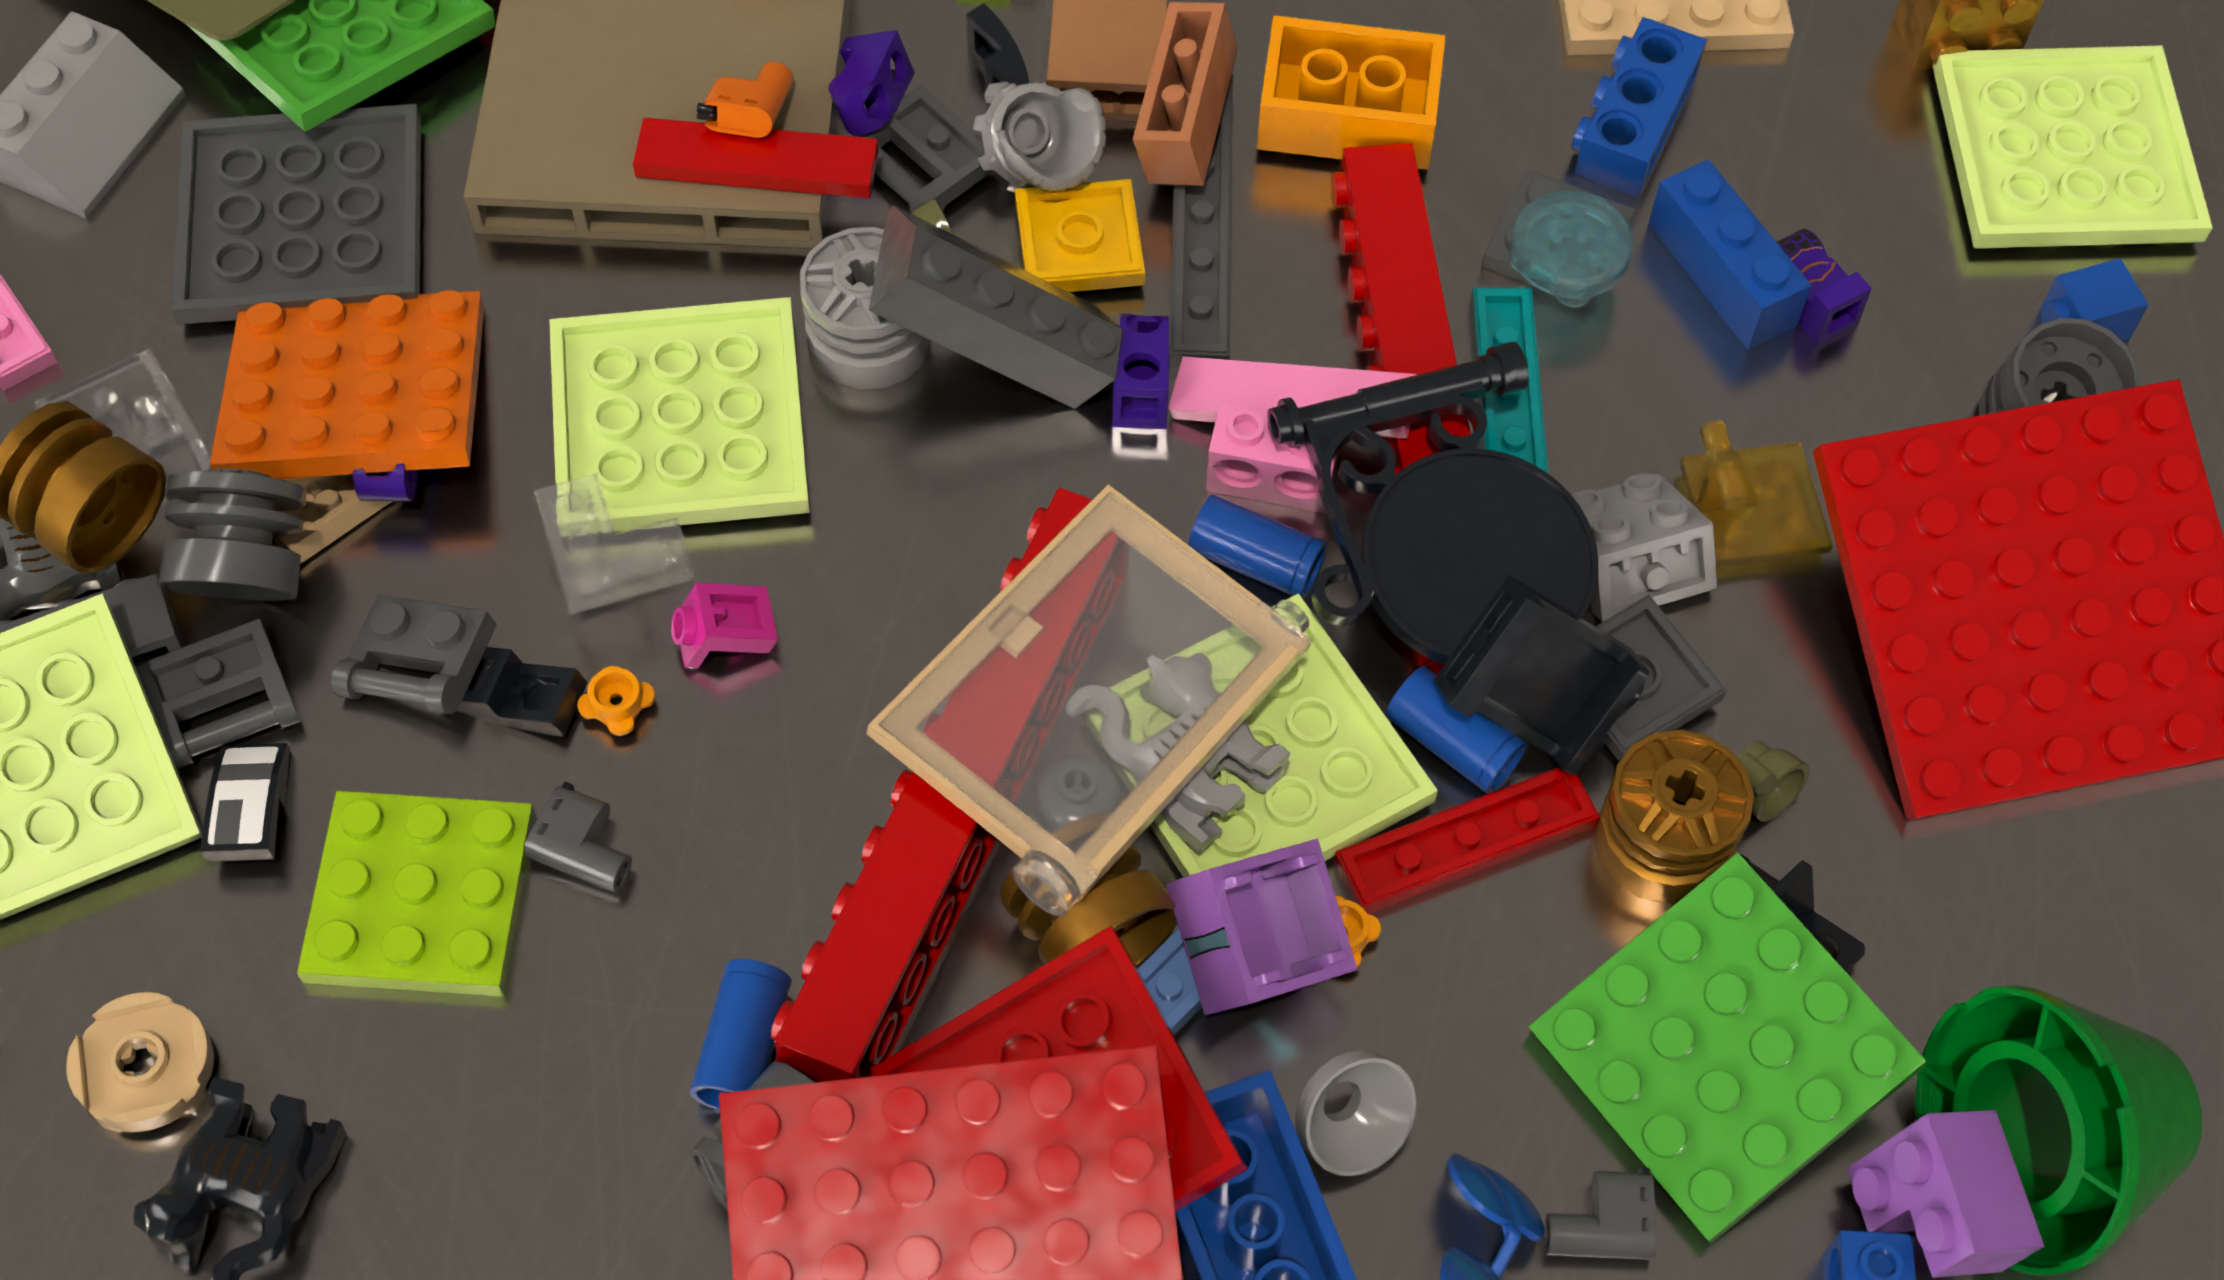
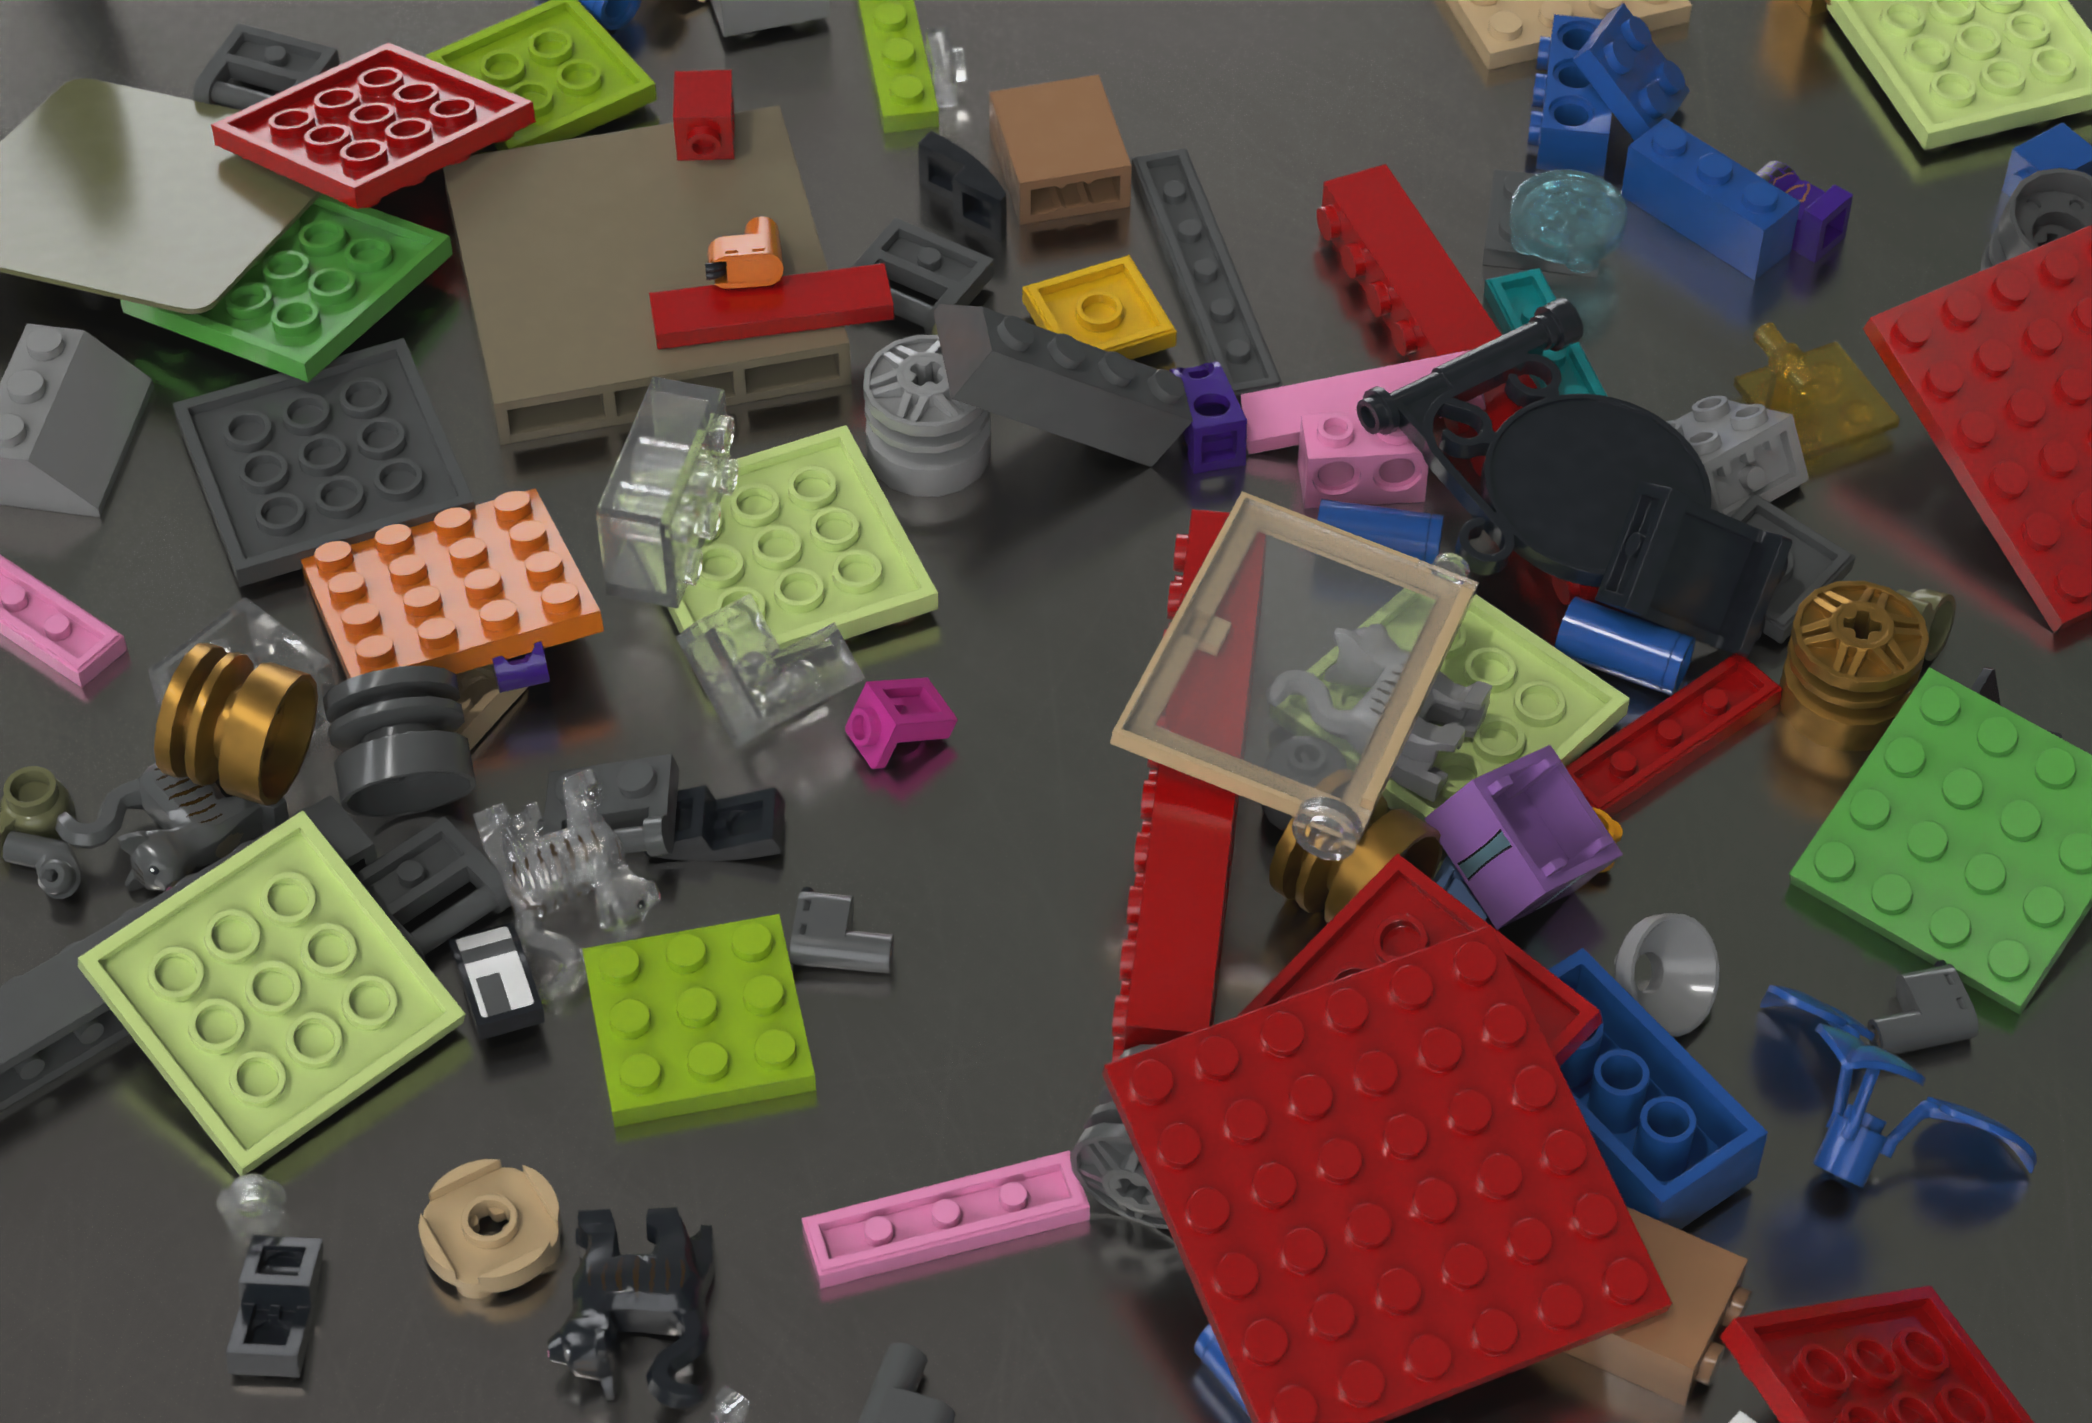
camera: 15 degrees left, 10 degrees down
(328, 705) = (561, 867): none -> clear animal
(563, 1173) = (944, 1219): none -> bright pink tile
(571, 337) = (666, 492): none -> clear brick
(613, 683) = (821, 794): light orange plate -> none
(739, 1030) = (1065, 1055): blue pin -> none
(868, 88) = (847, 220): dark purple leg -> none
(1041, 135) = (1035, 230): light grey hair -> none
(1185, 93) = (1159, 165): nougat brick -> none
(1349, 88) = (1304, 128): light orange brick -> none
(1695, 100) = (1631, 72): none -> blue plate

